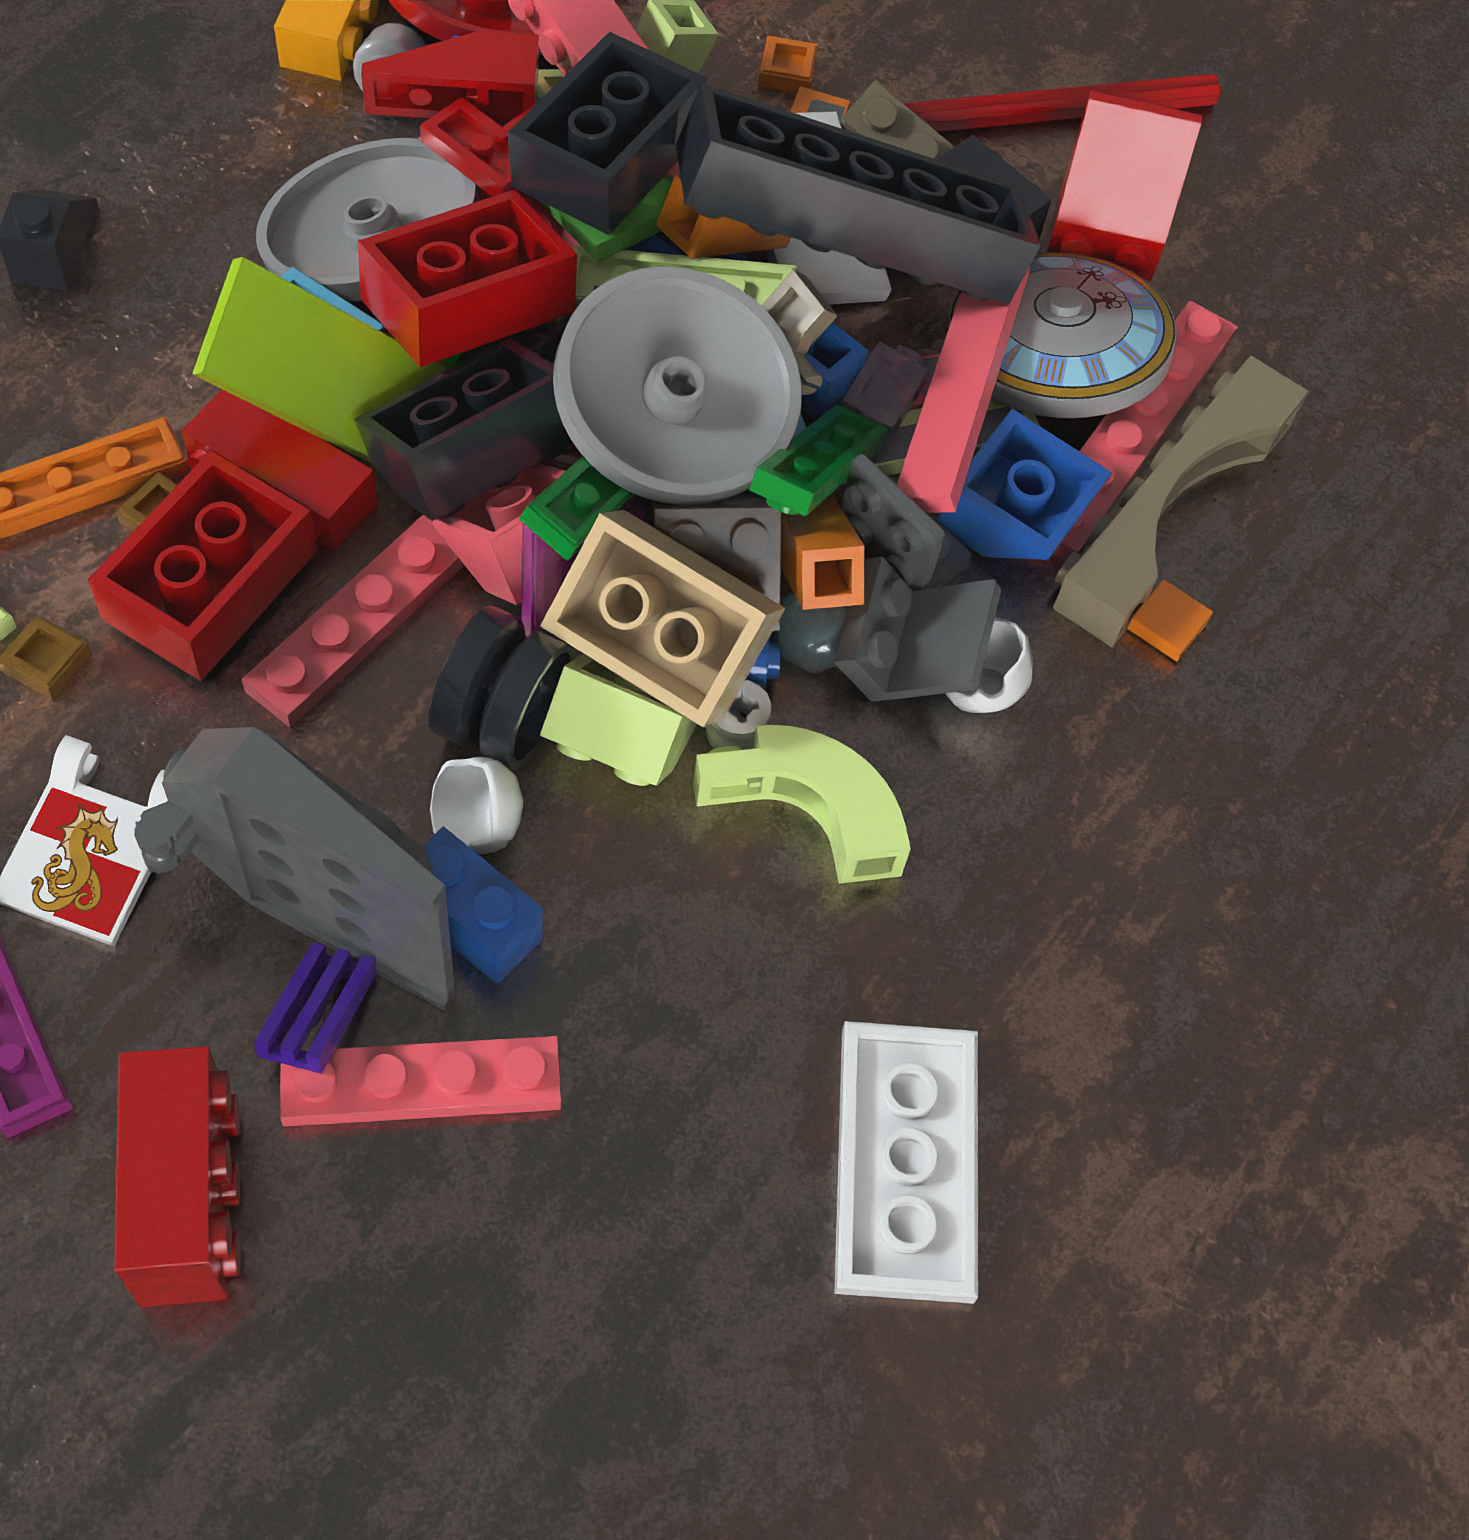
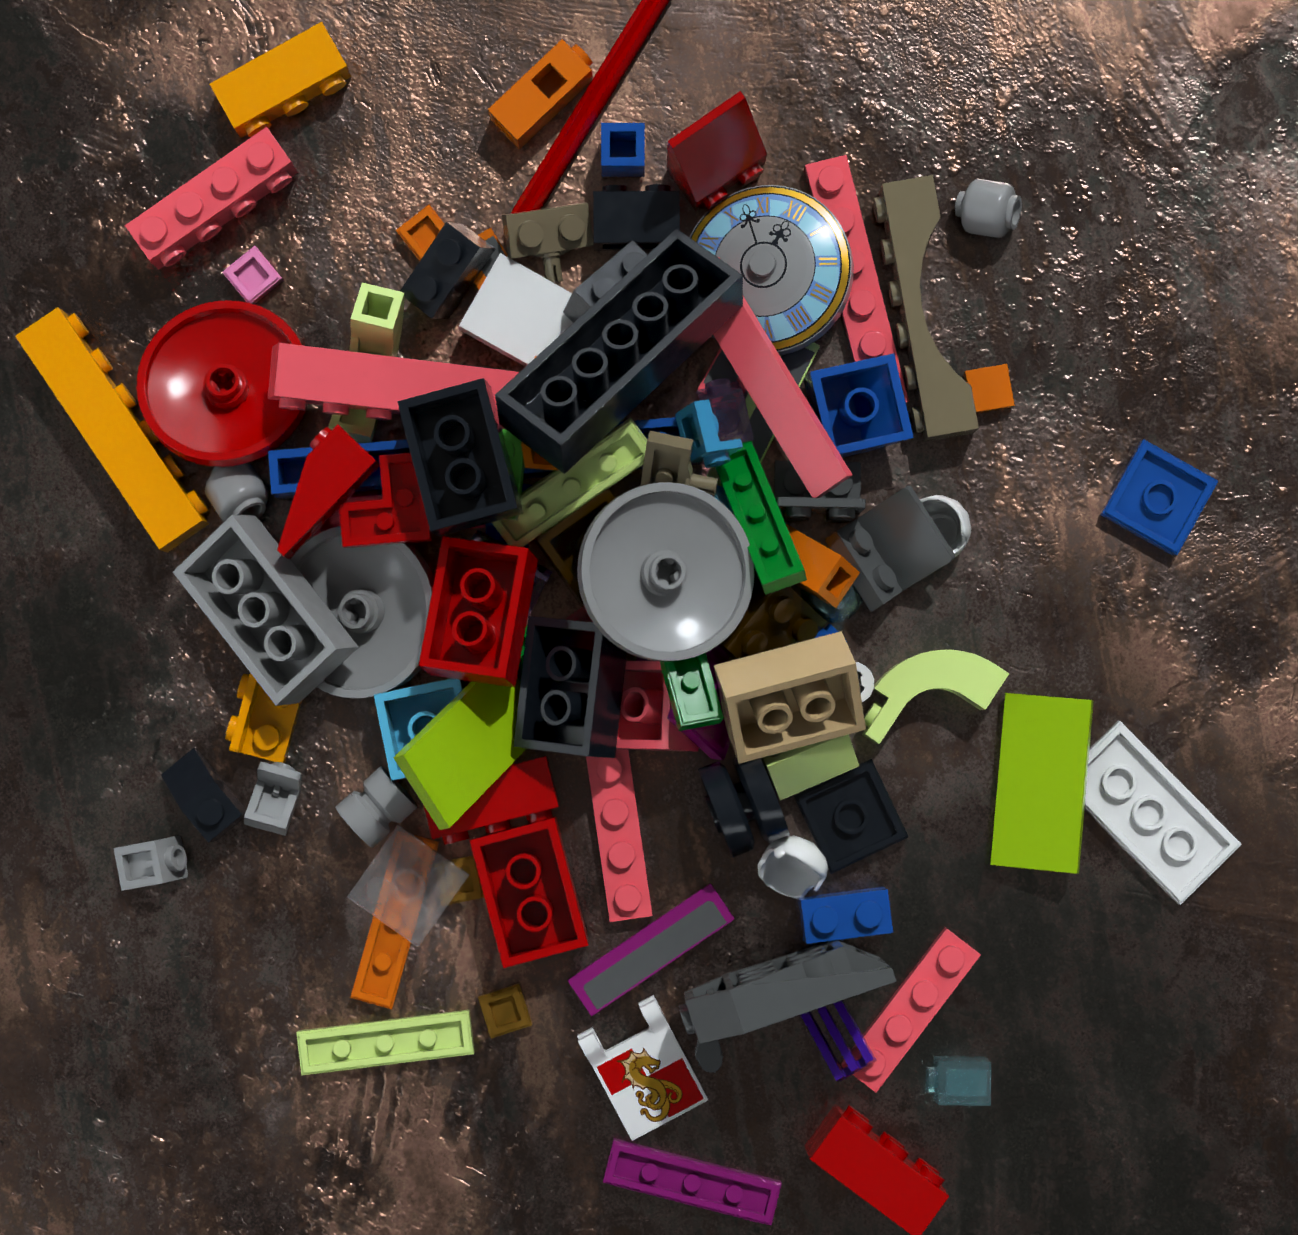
camera: 40 degrees left, 25 degrees up
(102, 287) = (274, 797): none -> light grey bracket
(108, 450) = (408, 885): none -> clear plate
(162, 370) = (376, 807): none -> light grey wheel
(162, 723) = (650, 949): none -> tile
(185, 226) = (261, 726): none -> light orange bracket
(290, 137) = (265, 609): none -> light grey brick
(381, 1201) = (960, 1080): none -> clear light blue brick
(590, 837) = (851, 816): none -> black tile
(779, 69) = (447, 270): none -> black brick
(823, 1002) = (1042, 783): none -> lime tile
(843, 355) = (700, 424): none -> dark azure bracket
(1009, 54) = (541, 93): none -> orange brick
(1036, 135) = (623, 149): none -> blue brick
(1248, 876) = (1159, 497): none -> blue tile
(1334, 476) = (988, 208): none -> light grey head

